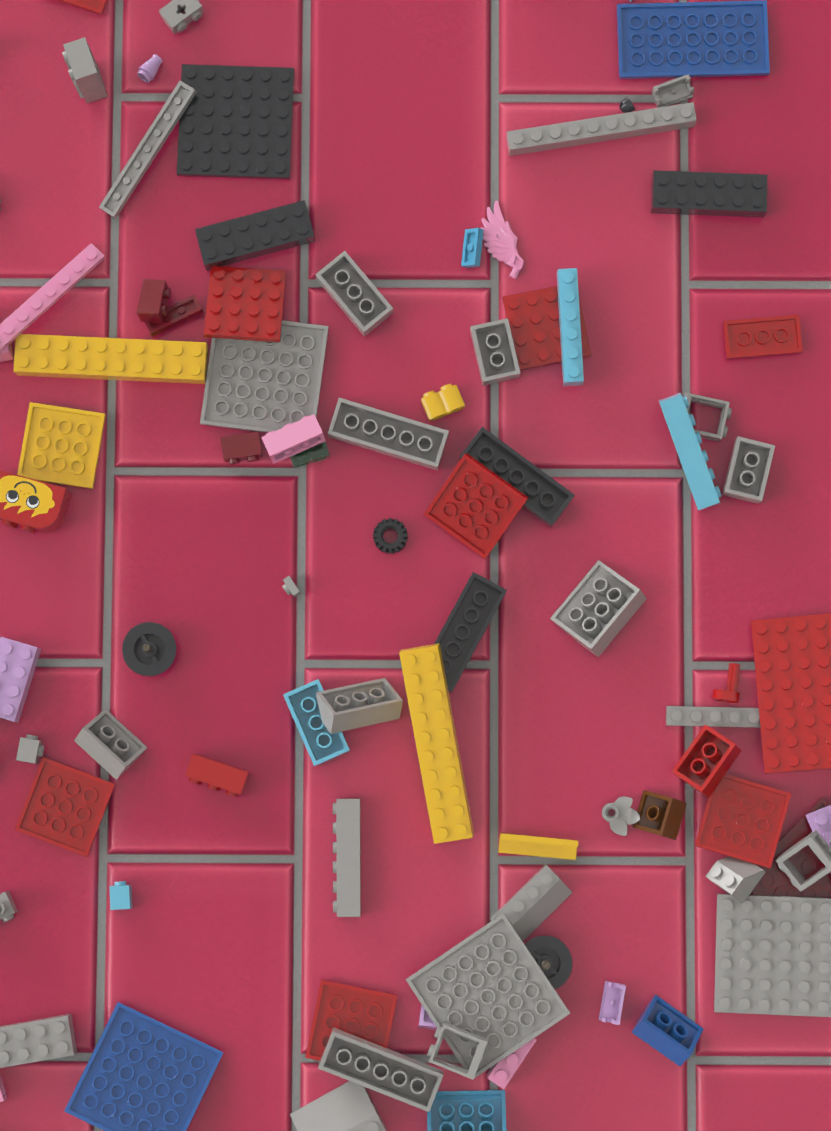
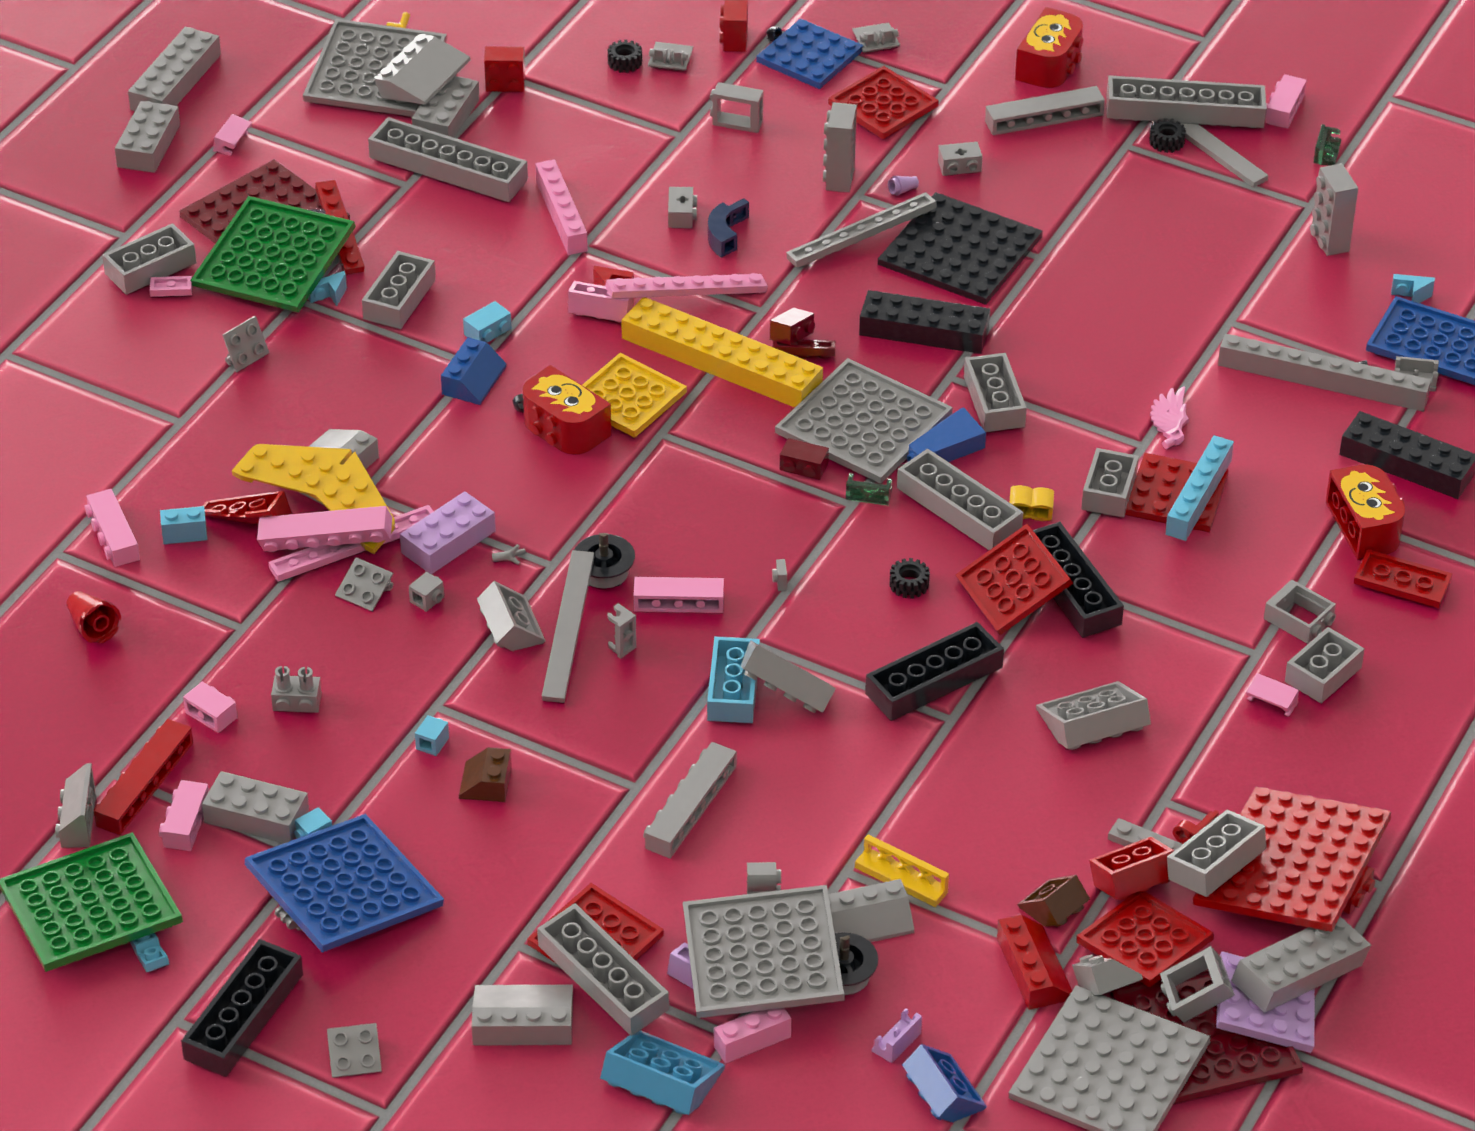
camera: 25 degrees right, 40 degrees down
(22, 194) = (722, 217): none -> dark blue arch
(65, 807) = (429, 647): red plate -> none
(68, 673) = (508, 555): none -> light grey bar
(87, 1036) = (311, 822): none -> medium azure brick
(161, 734) = (568, 626): none -> light grey tile
(184, 915) = (487, 775): none -> reddish brown slope
(208, 722) = (624, 631): none -> light grey hinge
(217, 775) = (603, 675): red brick -> none
(224, 649) = (678, 594): none -> bright pink brick
(245, 304) = (880, 362): red plate -> none
(293, 438) = (860, 462): bright pink brick -> none
(343, 367) = (951, 438): none -> blue slope
(433, 1051) = (711, 987): light grey window -> none
(436, 743) = (848, 735): yellow brick -> none
(449, 921) = (763, 877): none -> light grey brick
(472, 247) = (1136, 407): dark azure plate -> none
(623, 815) = (1009, 884): light grey plate -> none
(675, 881) = (1032, 962): none -> red slope
(689, 451) = (1268, 618): medium azure brick -> none
(707, 281) = (1366, 508): none -> red brick
(721, 519) = (1273, 693): none -> bright pink hinge
(768, 732) = (1216, 853): none -> light grey brick

